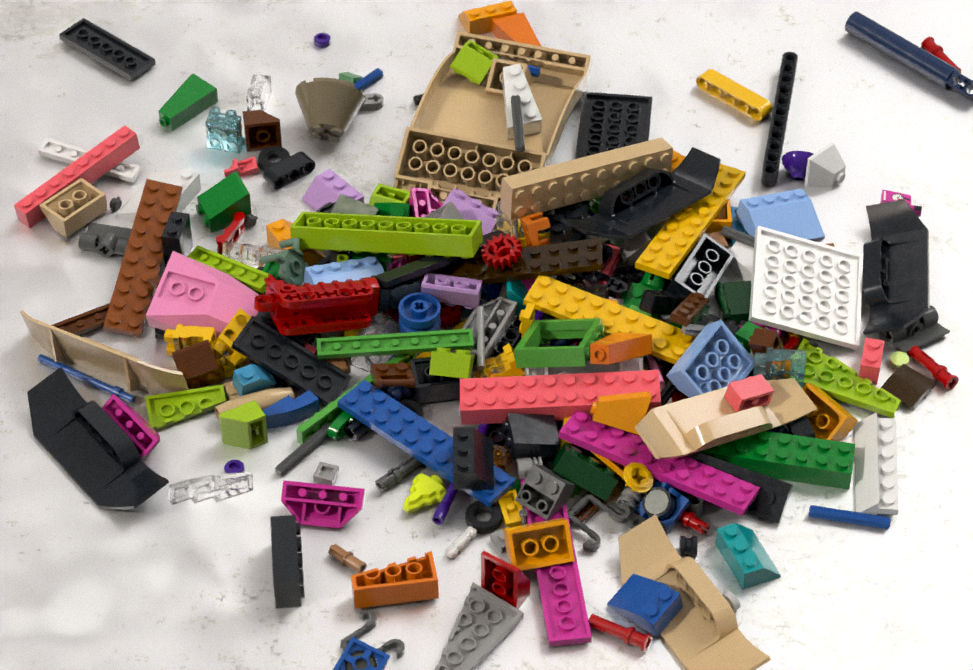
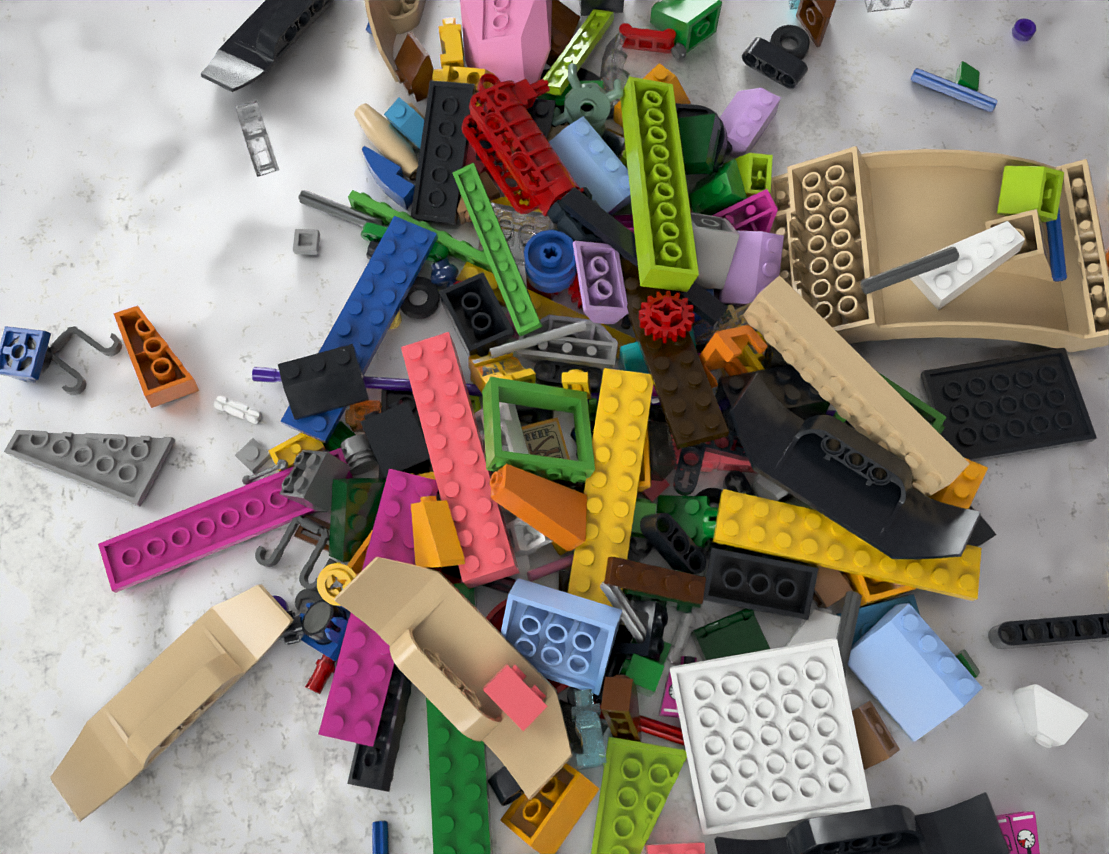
camera: 75 degrees right, 25 degrees up
(133, 424) = (319, 40): dark pink wedge -> none
(178, 406) = (366, 70): lime wing -> none
(234, 466) = (296, 153): dark purple tile -> none
(244, 167) = (763, 18): coral slope -> none
(244, 426) = (344, 139): lime slope -> none
(286, 561) = (154, 237): black brick -> none
(321, 503) = (256, 245): dark pink wedge -> none
(329, 106) = (879, 64): dark tan cone -> none
(347, 558) = (188, 299): medium nougat axle -> none
(373, 102) = (930, 108): light grey beam -> none
(392, 375) = (457, 256): reddish brown plate -> none
(396, 474) = (319, 310): dark grey pin -> none
(423, 492) = (297, 345): neon yellow rock -> none
(451, 364) = (477, 316): lime slope -> none
(483, 527) = (266, 423): black tyre -> none
(504, 580) = (163, 468): red slope -> none
(539, 544) = (230, 492): light orange slope -> none
(628, 635) = (142, 591): red pin -> none
(647, 603) = (170, 642): blue slope -> none
(688, 546) = (279, 674): black wheel -> none
(732, 600) = (199, 747): white tile -> none
(745, 555) = (279, 754): teal slope -> none
(796, 163) = (1041, 668): dark purple piece -> none

